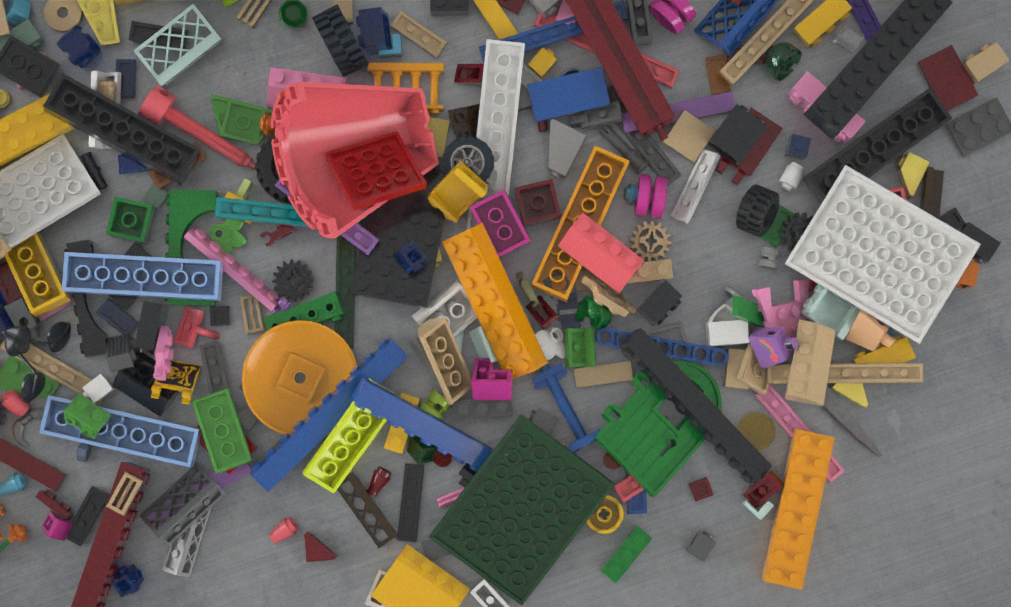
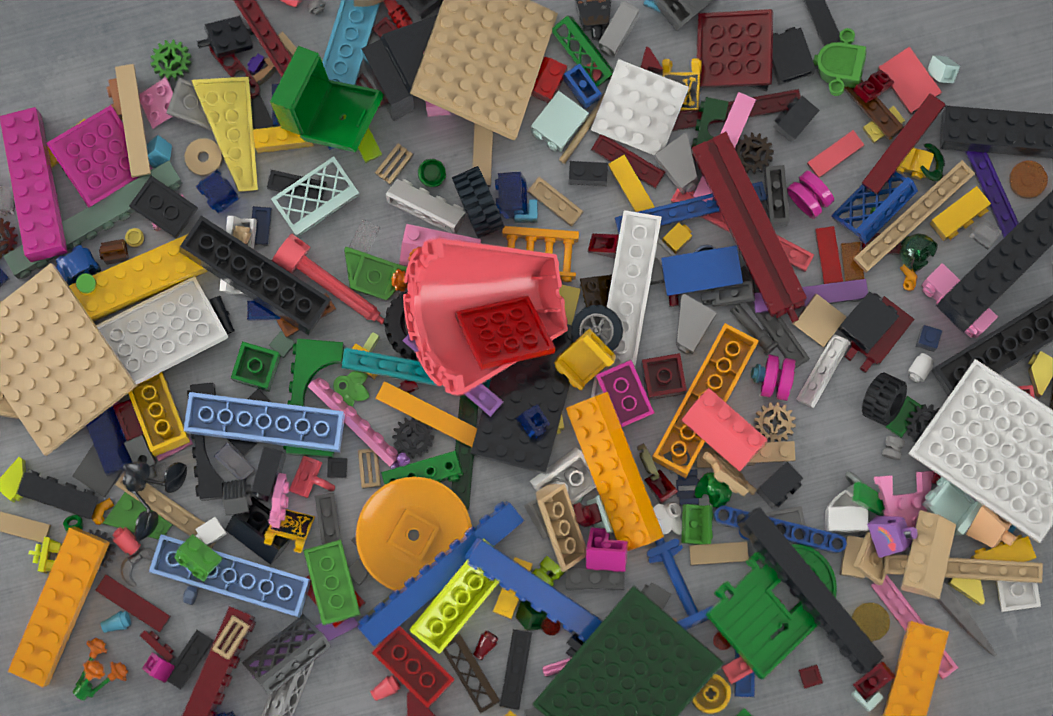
camera: 10 degrees right, 5 degrees down
(288, 48) = (425, 207): none -> white slope
(304, 256) = (426, 413): none -> light orange tile
(309, 507) = (413, 666): none -> red brick
(470, 345) = (587, 515): none -> dark red bracket
(694, 70) = (828, 255): none -> red tile
(776, 88) = (910, 278): none -> light orange arm
(899, 396) = (1017, 595): none -> white plate

